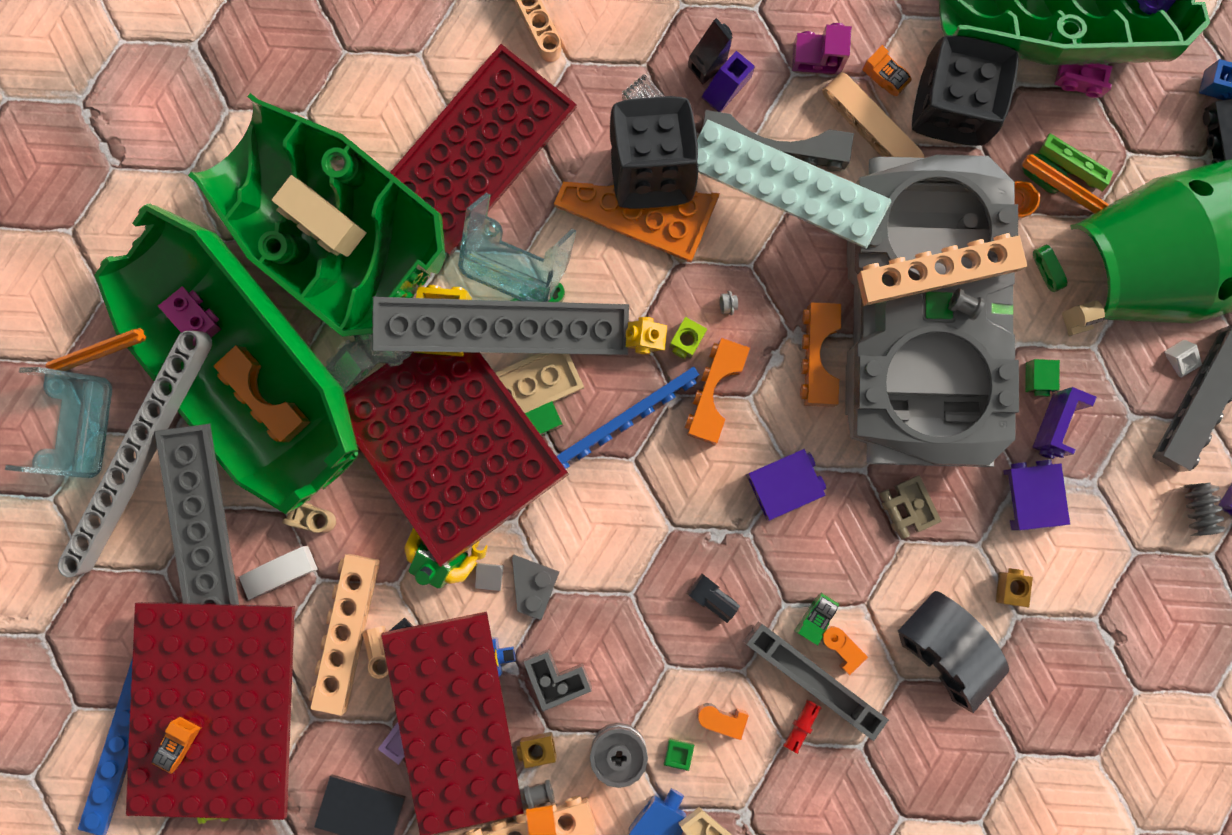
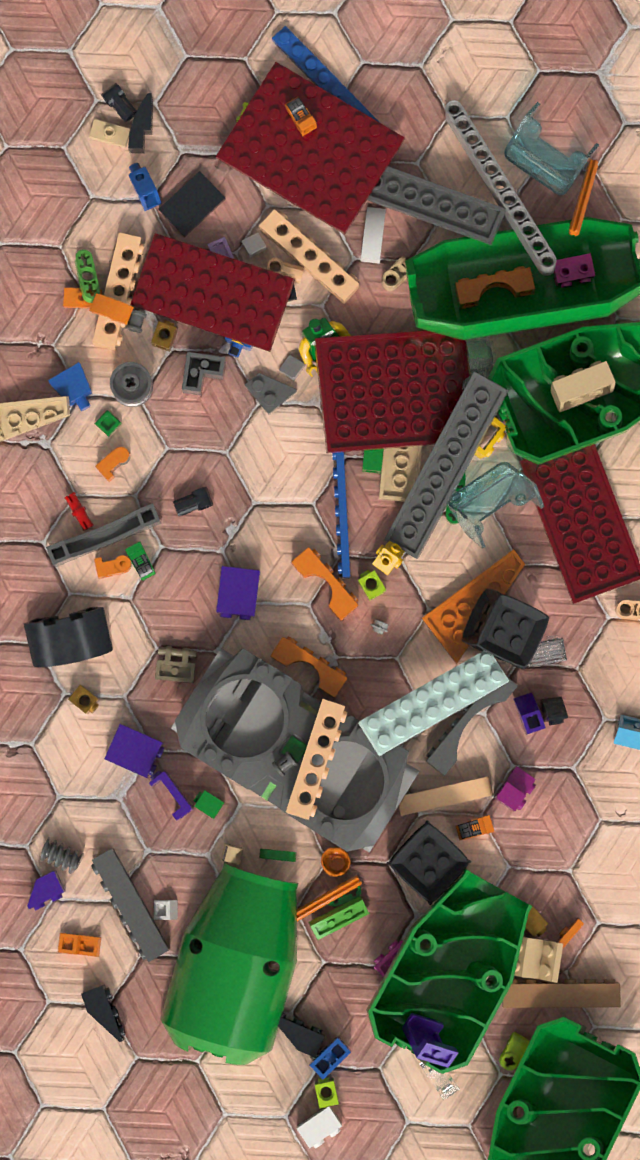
camera: 125 degrees right, 0 degrees up
(368, 707) = (254, 245): none -> white slope

